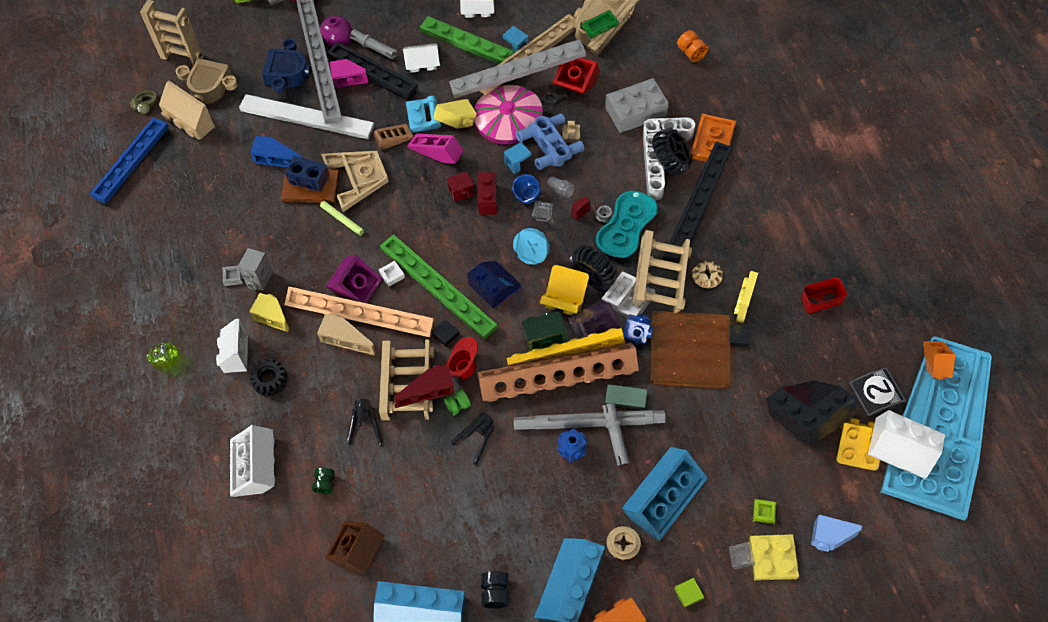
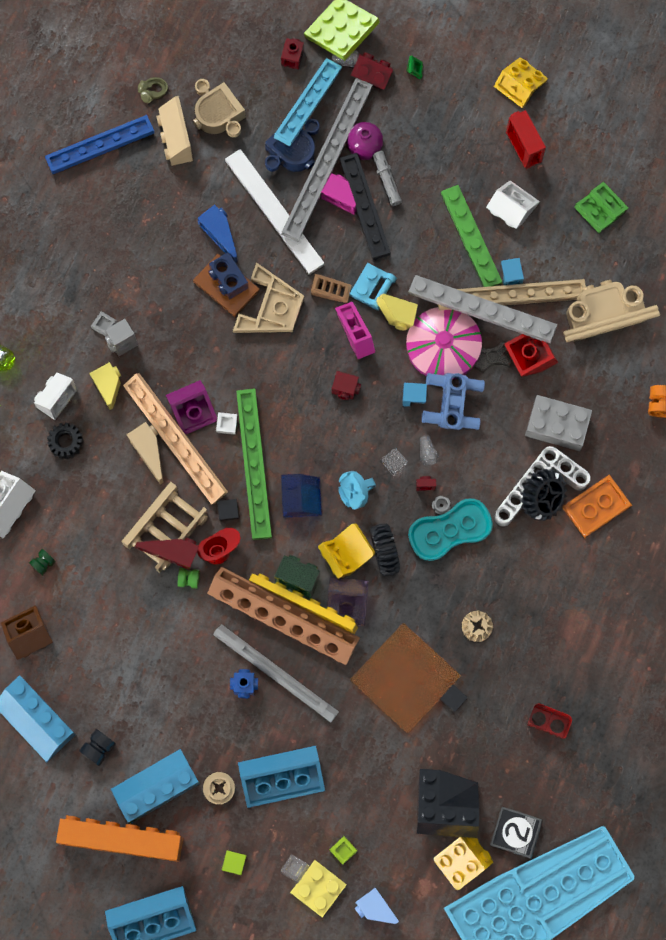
camera: 35 degrees right, 15 degrees up
(160, 36) = (211, 42): tan fence -> none
(235, 15) = (292, 53): none -> dark red brick
(273, 32) = (307, 102): none -> medium azure plate
(357, 229) = (228, 337): yellowish green bar -> none
(361, 411) = (112, 526): black plant -> none
(421, 57) = (417, 225): white slope -> none
(481, 425) = (192, 611): black plant -> none
(487, 193) = (361, 409): dark red brick -> none
(526, 188) = (395, 431): blue hair -> none
(571, 132) = (481, 404): tan tile -> none
(600, 24) = (592, 319): green tile -> none
(613, 425) = (282, 704): light grey pin -> none
(621, 296) = (396, 594): white slope -> none
(626, 397) = (320, 677): sand green tile -> none
(638, 328) = (376, 629): blue brick -> none
(643, 277) = (432, 578): tan fence -> none
(699, 199) = (528, 556): black tile -> none
(745, 296) = (476, 677): light yellow plate -> none
(906, 443) = (487, 891): white slope -> none
(939, 359) = (584, 848): orange slope -> none

